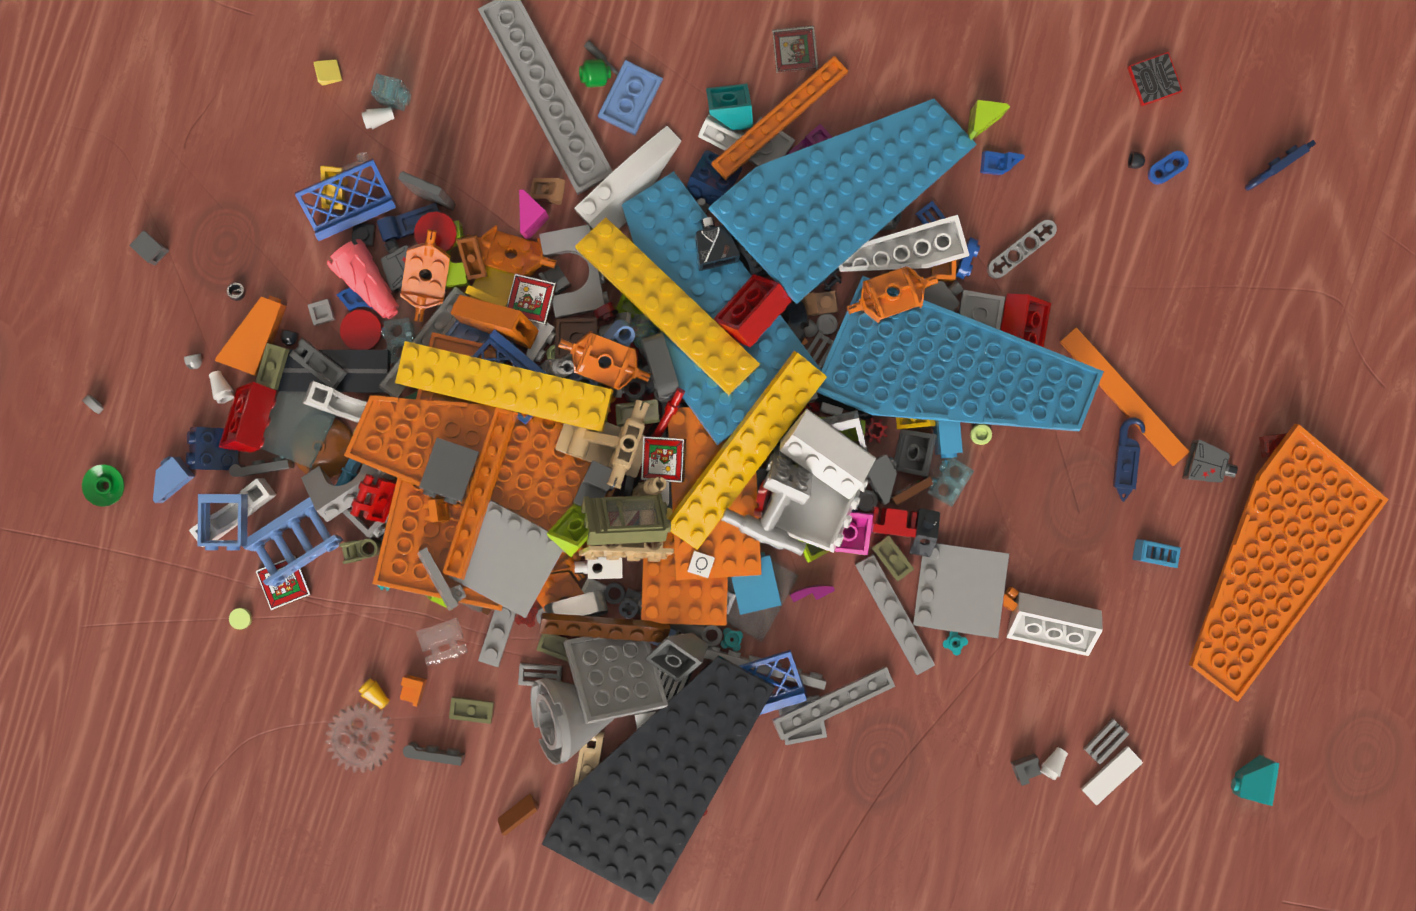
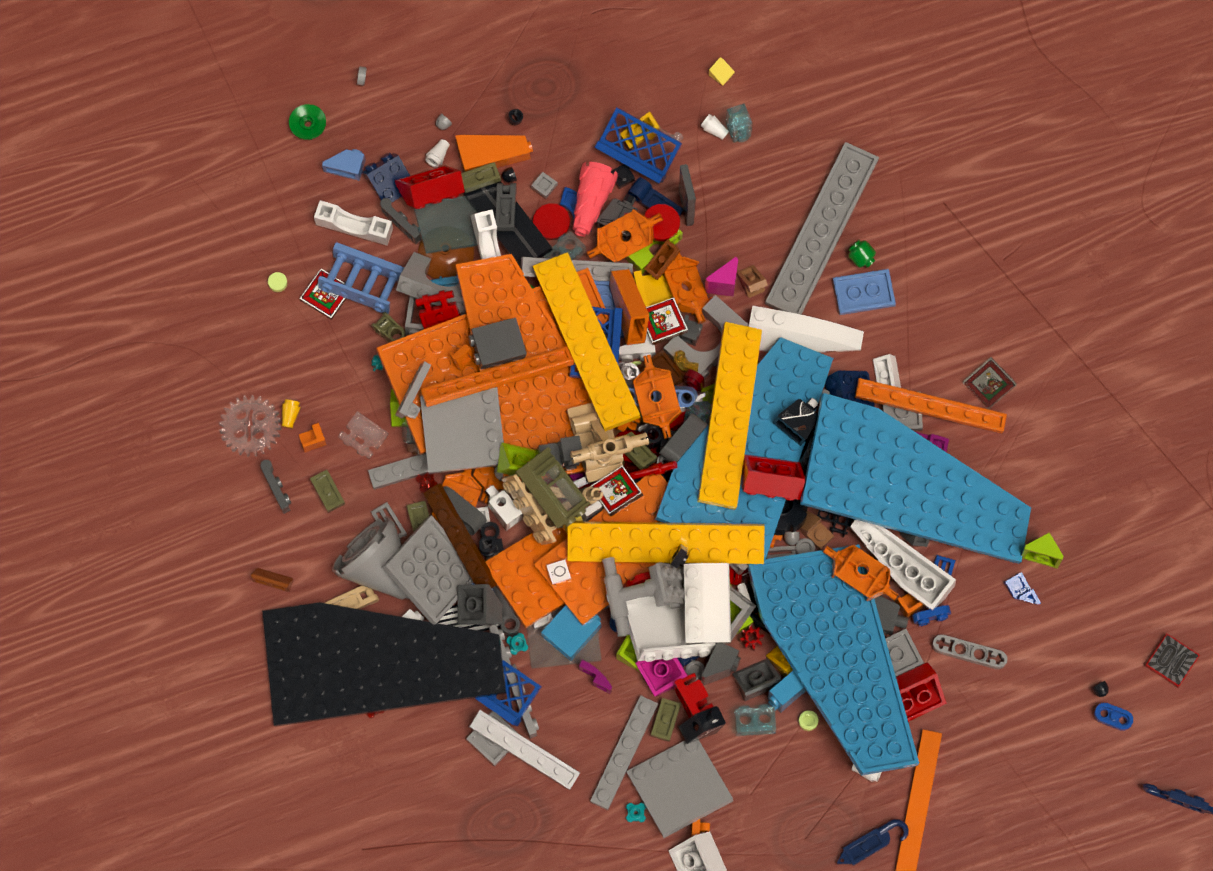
camera: 55 degrees right, 15 degrees down
(149, 248) = (502, 37): dark grey panel -> none
(204, 520) = (349, 196): medium blue window -> none
(584, 310) = (683, 363): none -> clear yellow arm
(599, 55) = (878, 248): dark grey piece -> none
(731, 105) = (912, 365): teal slope -> none
(770, 449) = (679, 556): none -> black plate
(911, 490) = (726, 692): reddish brown tile -> none

